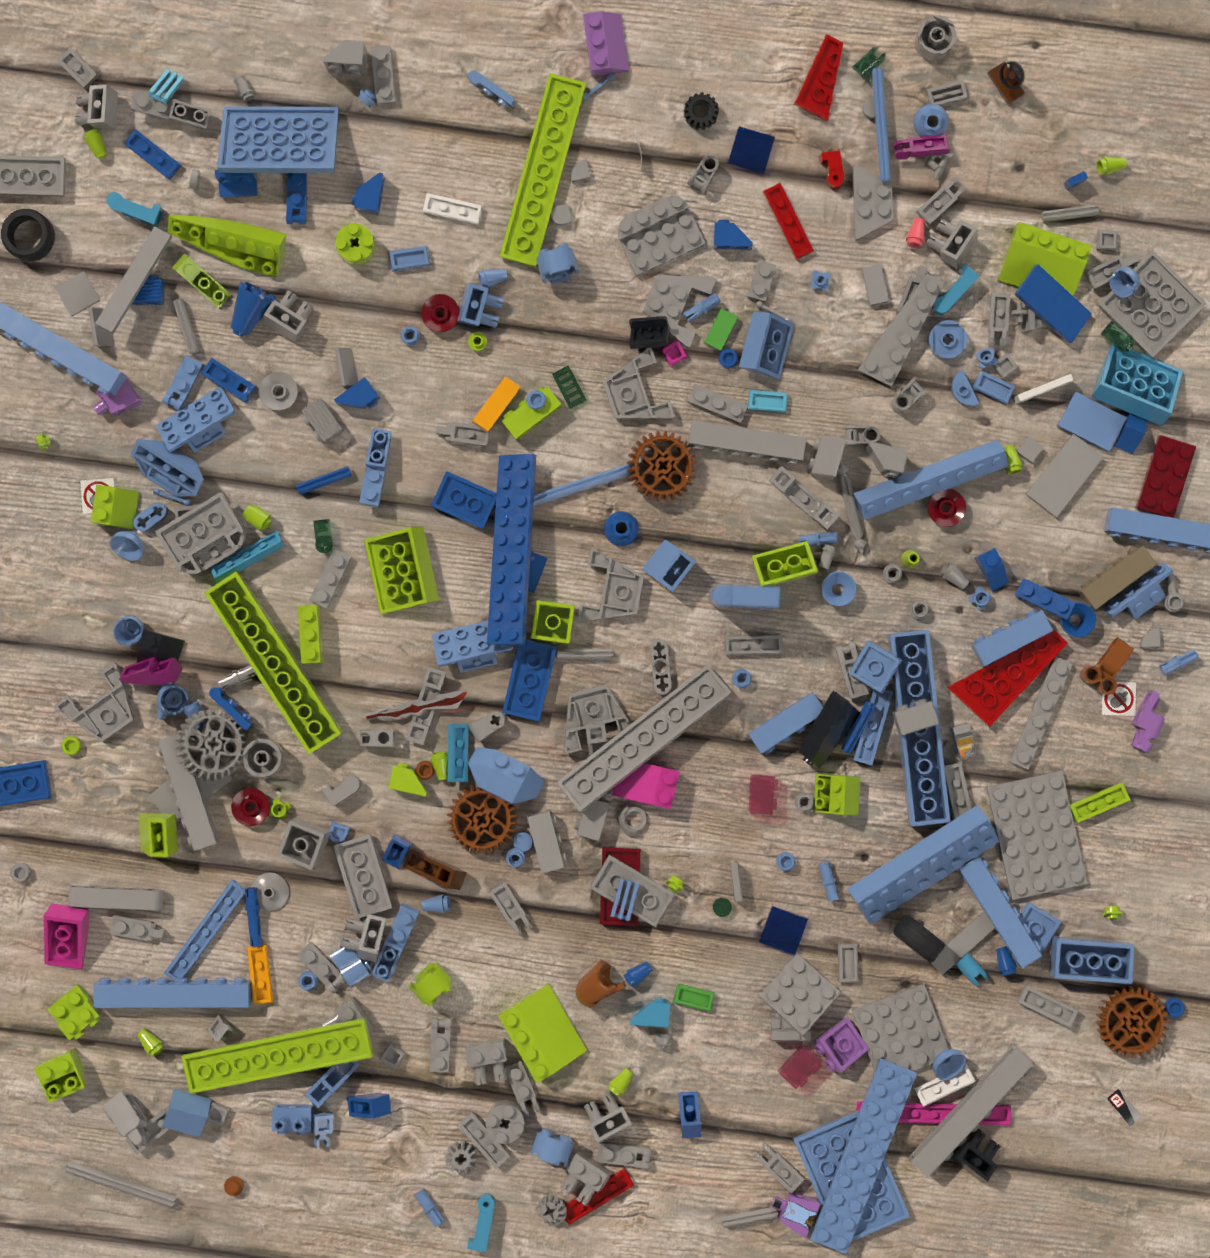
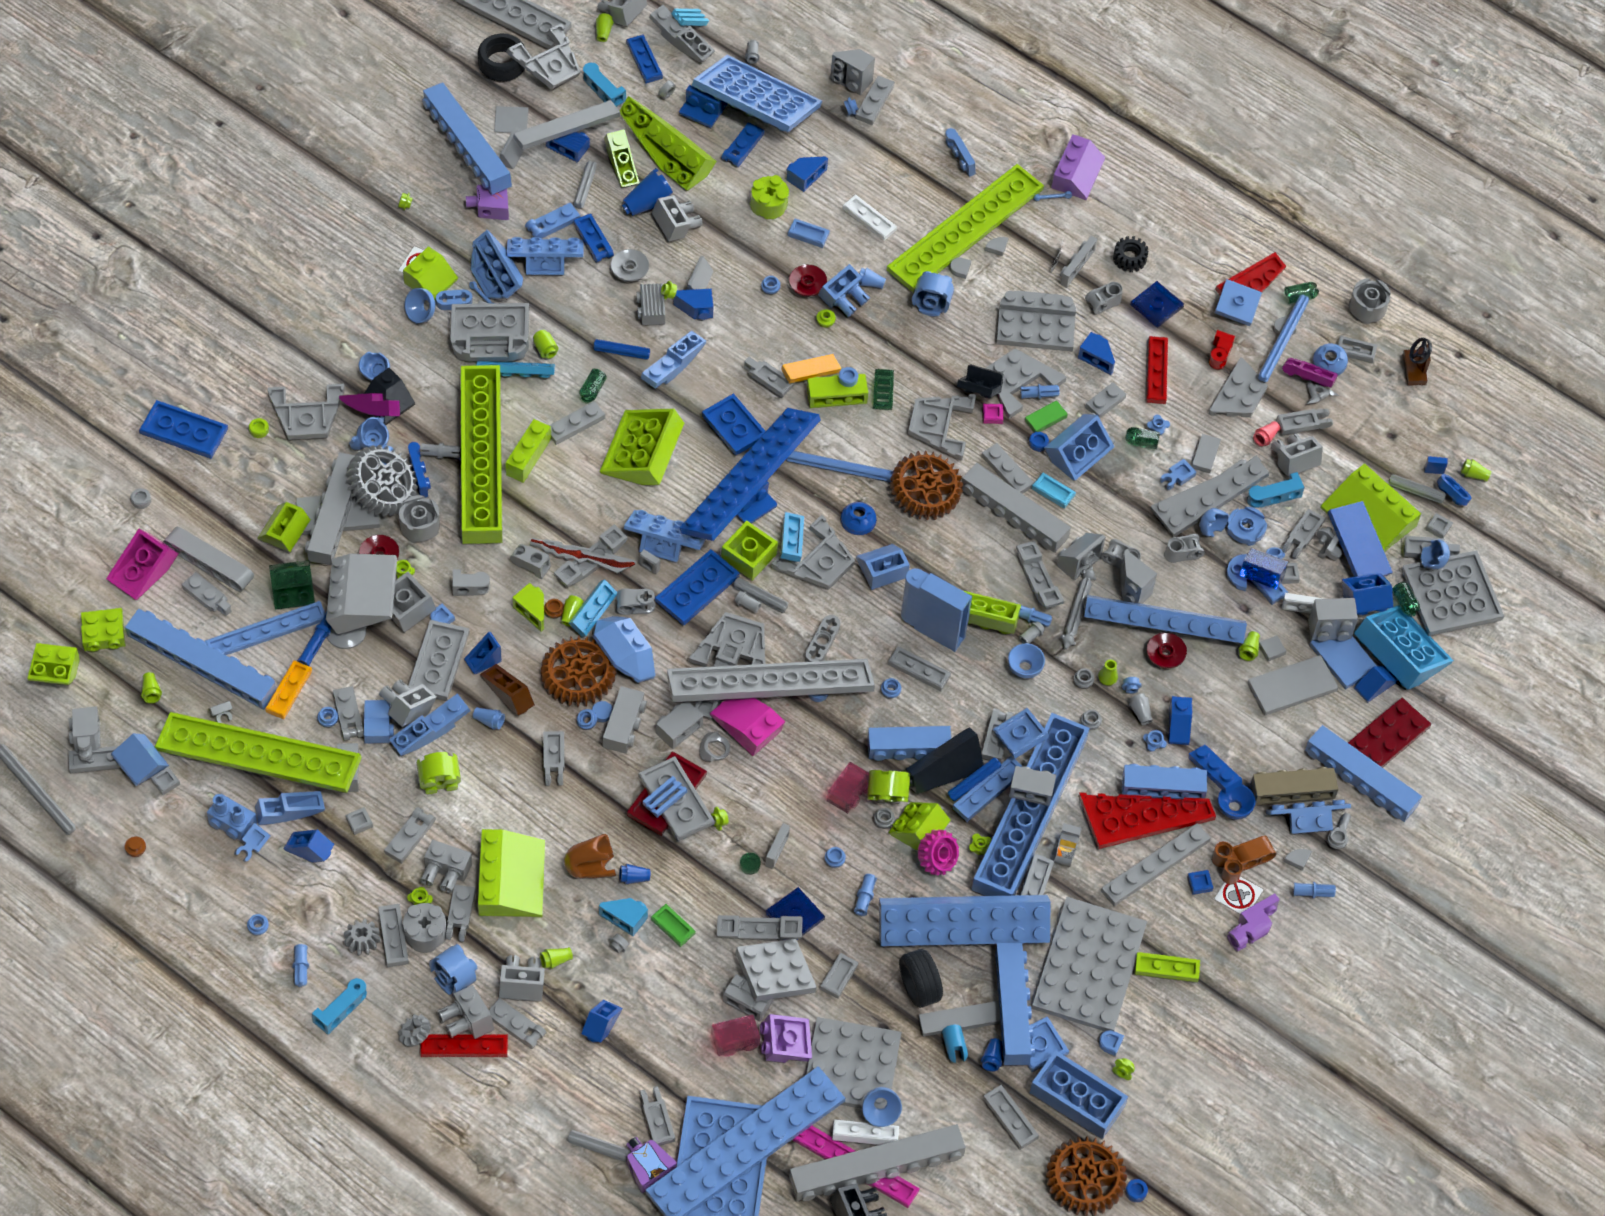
camera: 25 degrees right, 30 degrees down
(80, 215) = (551, 66): none -> light grey wing
(198, 880) = (292, 584): none -> clear green slope
(263, 861) = (360, 591): none -> light grey slope
(330, 403) = (669, 290): none -> lime plate
(373, 1199) = (257, 919): none -> medium blue plate
(476, 680) = (649, 562): none -> light grey tile
(486, 1100) = (419, 892): none -> lime plate
(578, 667) = (747, 601): none -> light grey pin
(580, 586) = (792, 537): none -> dark azure plate
(659, 147) = (1078, 261): none -> light grey plate
(764, 961) = (759, 928): none -> light grey slope
(796, 780) = (888, 786): none -> lime brick
(814, 303) = (1142, 437): none -> clear green piece
(822, 110) = (1238, 302): none -> medium blue plate
(865, 321) = (1180, 473): none -> medium blue plate
(868, 814) = (938, 852): none -> dark pink gear
(894, 775) = (976, 848): none -> lime plate
(917, 355) = (1213, 520): none -> medium blue hair
(934, 557) = (1131, 685): none -> medium blue plate
(988, 382) = (1263, 568): none -> clear blue brick
(1078, 398) = (1333, 619): none -> light grey brick
(1084, 707) = (1200, 882): none -> blue tile
(1086, 355) = (1370, 592): none -> blue brick
(1088, 892) = (1110, 1042): none -> medium blue tile
(1103, 197) = (1452, 488): none -> blue plate

